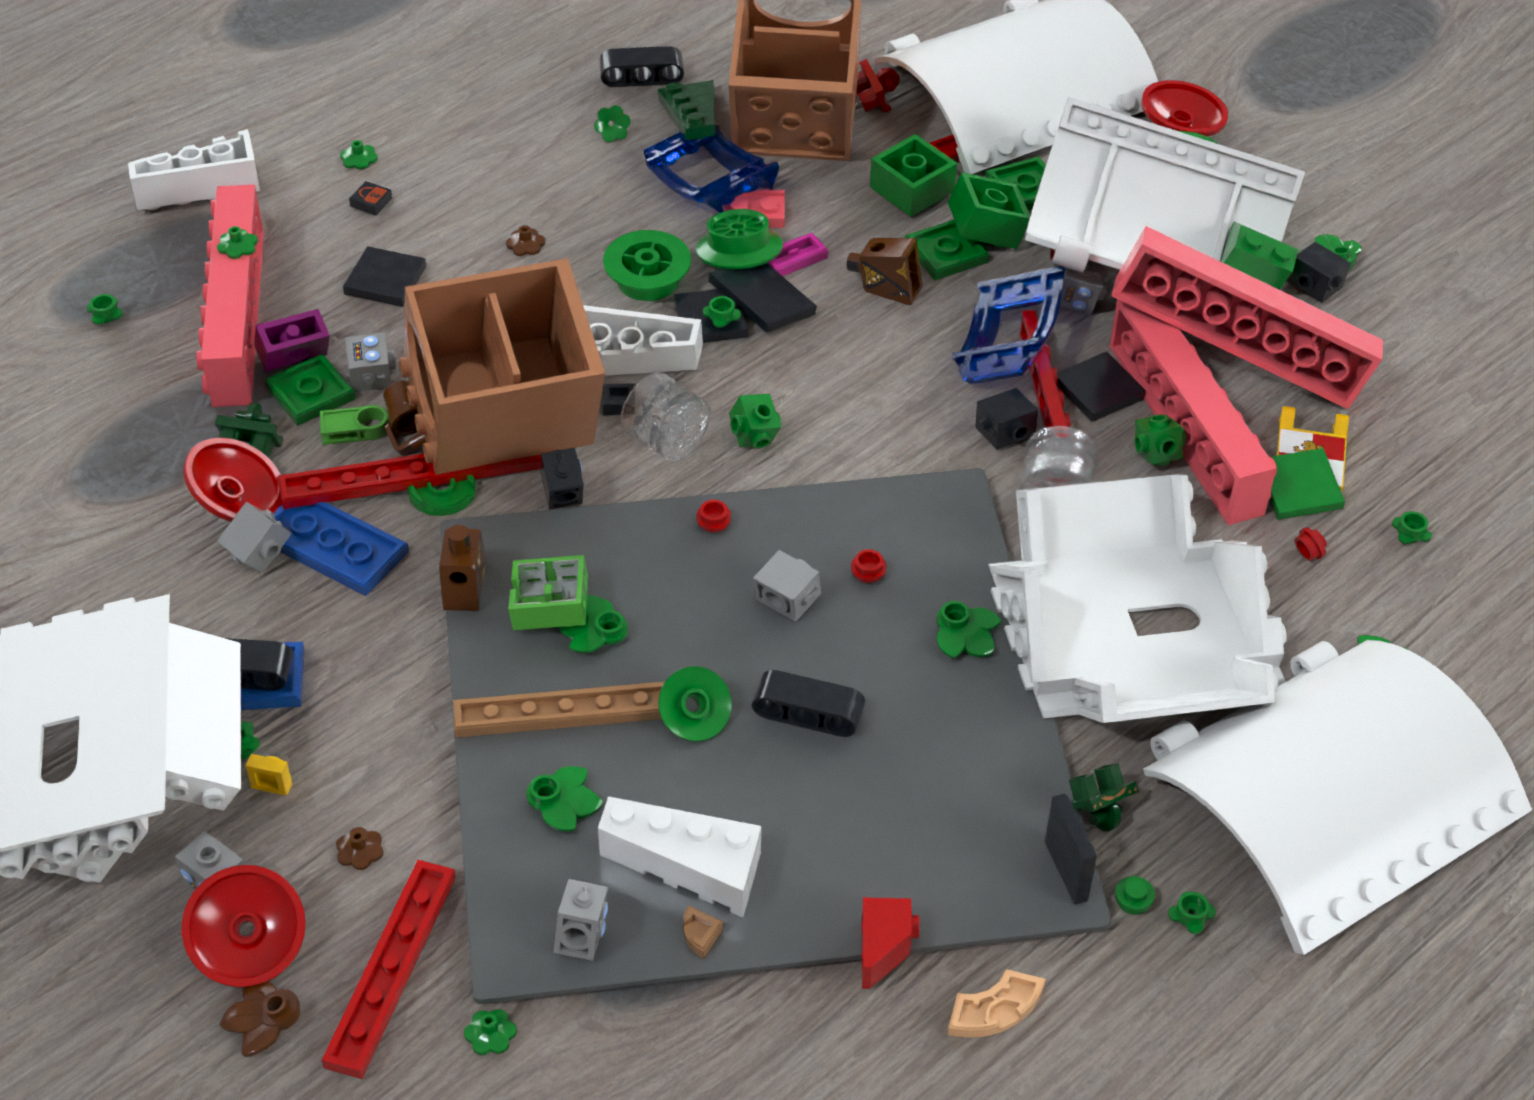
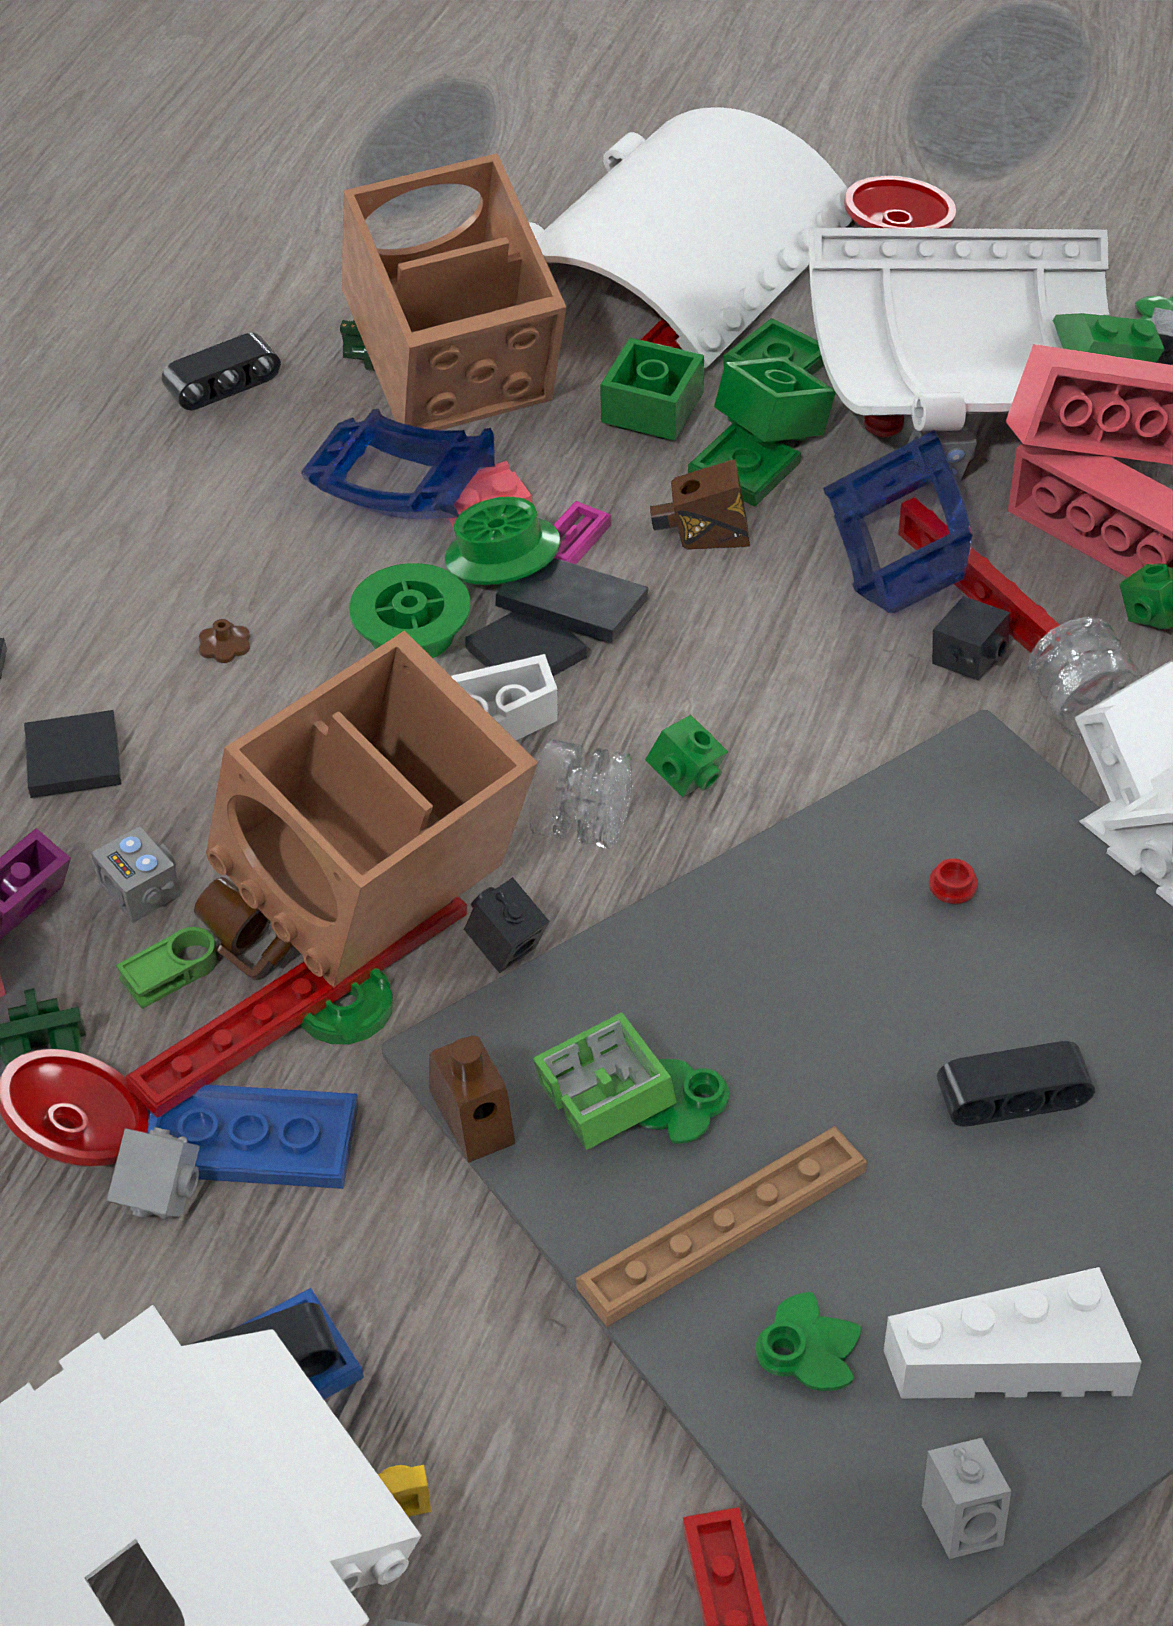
camera: 25 degrees left, 0 degrees up
(309, 389) = (75, 942): green tile -> none
(359, 848) = (581, 1546): reddish brown plant -> none
(619, 127) = (241, 450): green plant -> none
(690, 107) = (326, 400): dark green wing -> none
(700, 930) = (1099, 1439): medium nougat tile -> none
(712, 702) = (902, 1144): green dish -> none
(713, 516) = (725, 895): red plate -> none
(721, 311) = (546, 636): green plate -> none
(787, 585) = (883, 945): light grey head -> none
(965, 630) = (1120, 912): green plate -> none
(1099, 386) = (1039, 559): black tile -> none

